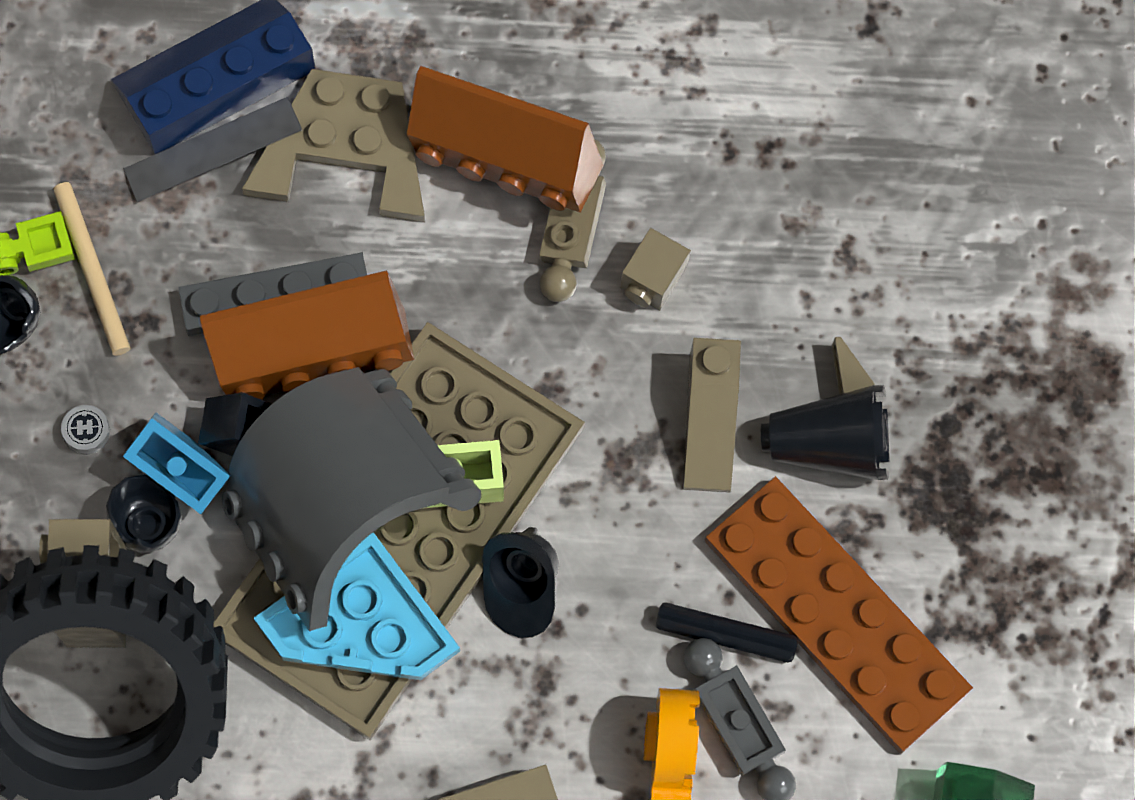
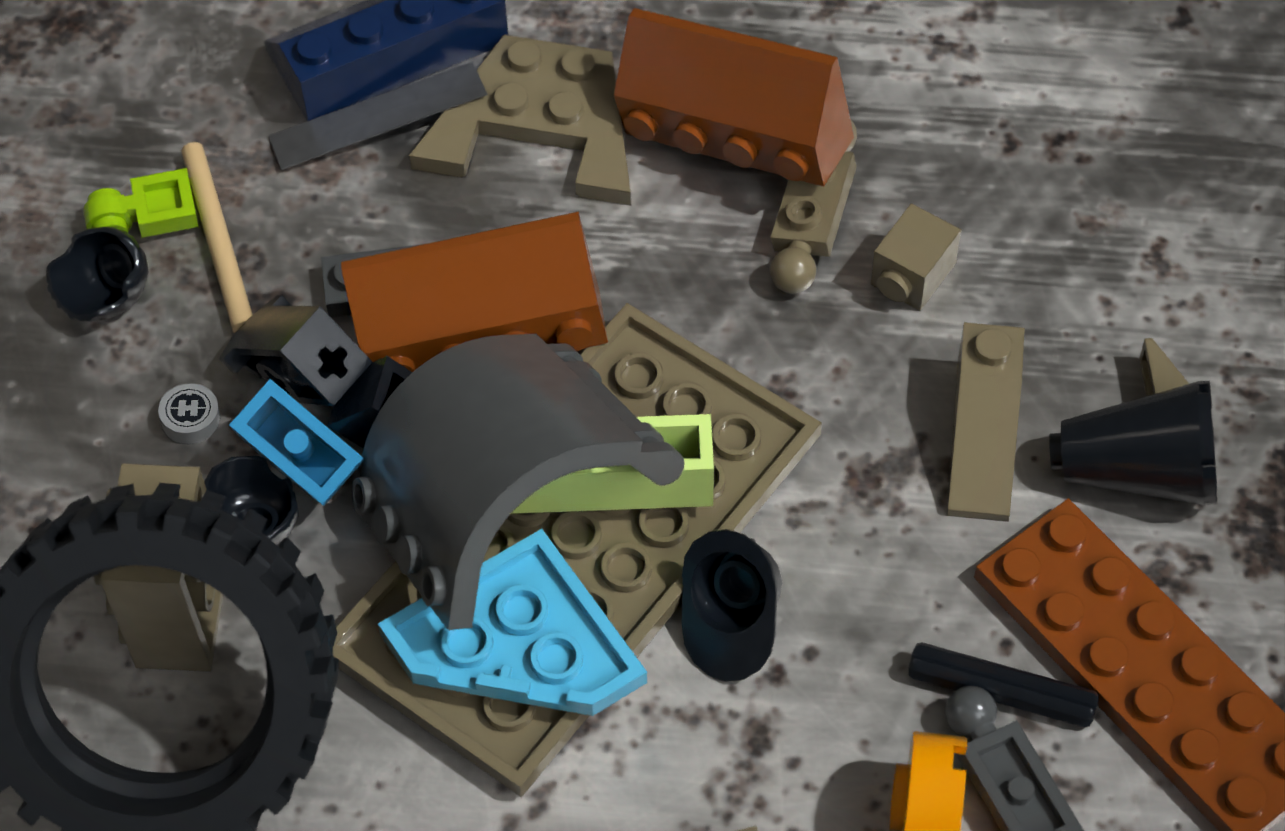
camera: 10 degrees right, 15 degrees down
(166, 381) = (298, 351): none -> black piece

